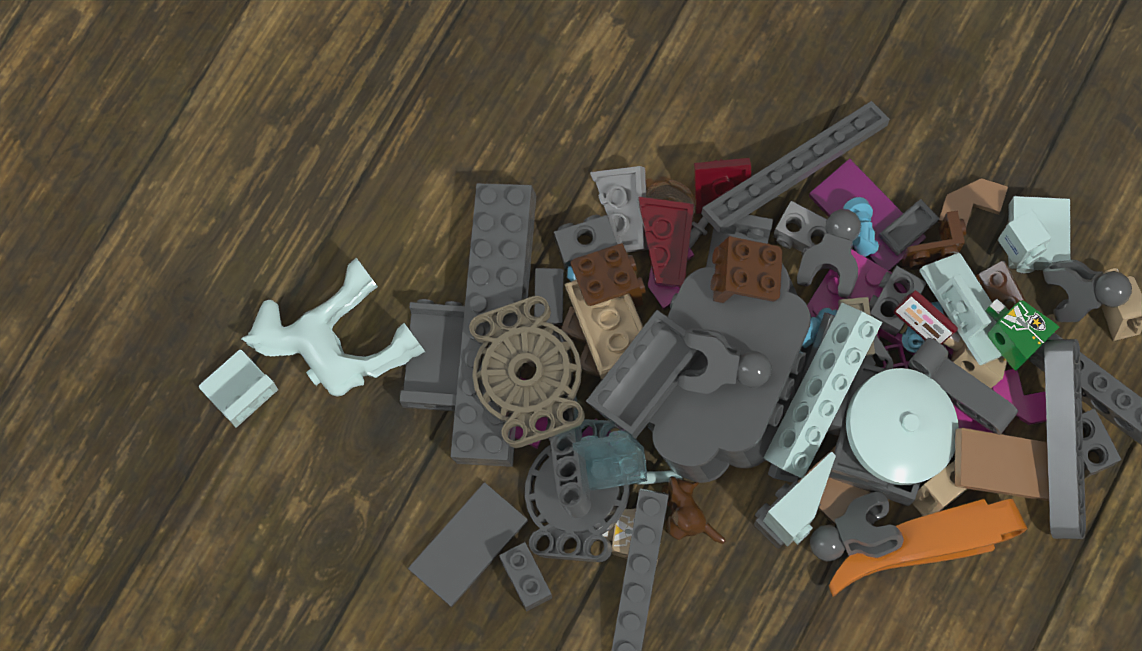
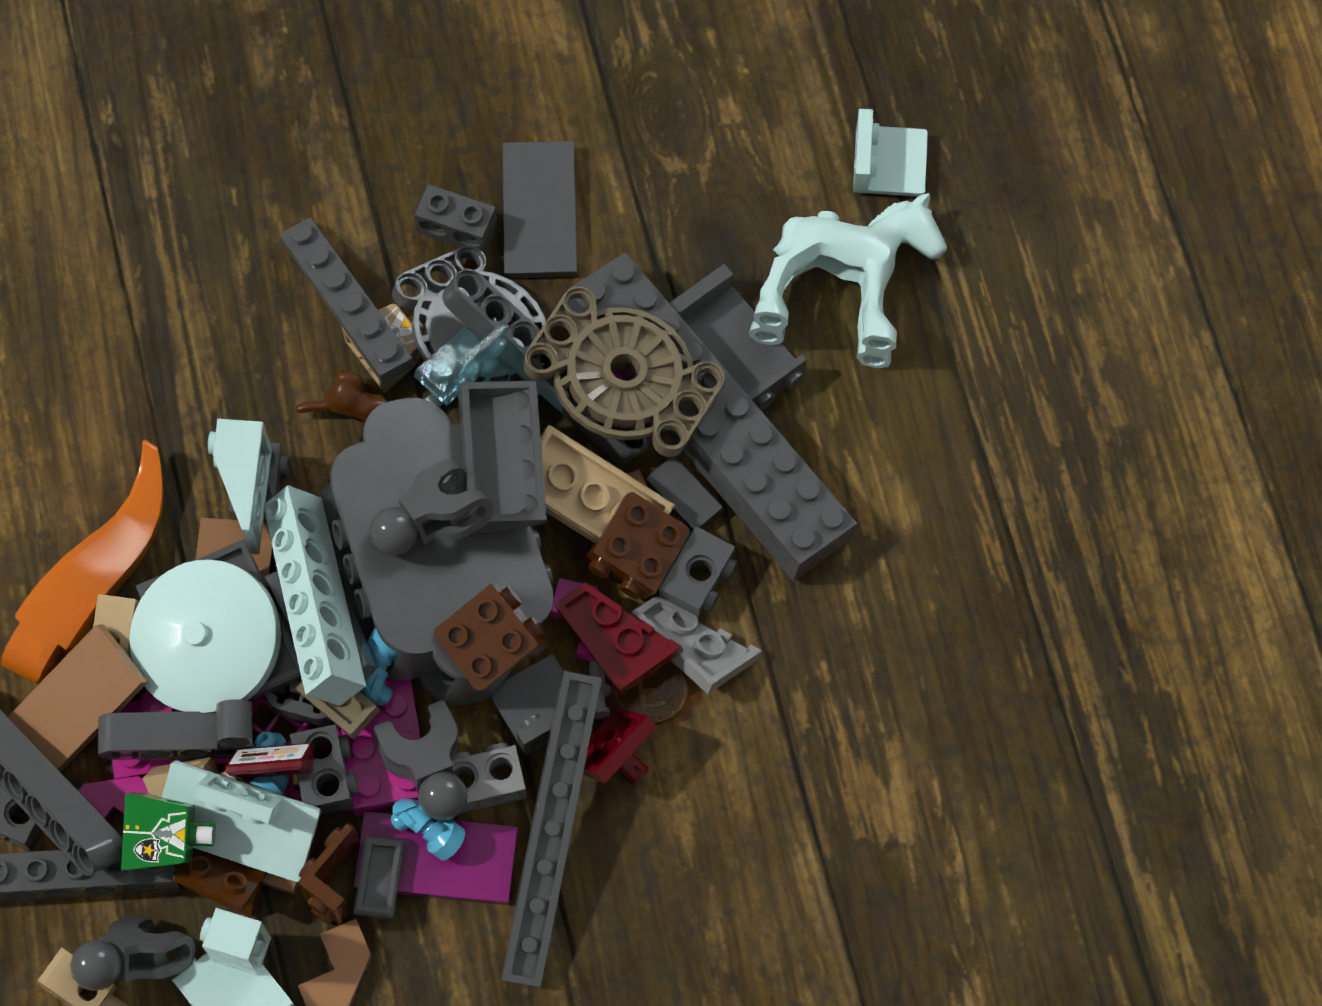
camera: 135 degrees right, 5 degrees down
(856, 531) = (173, 516): dark grey piece -> none

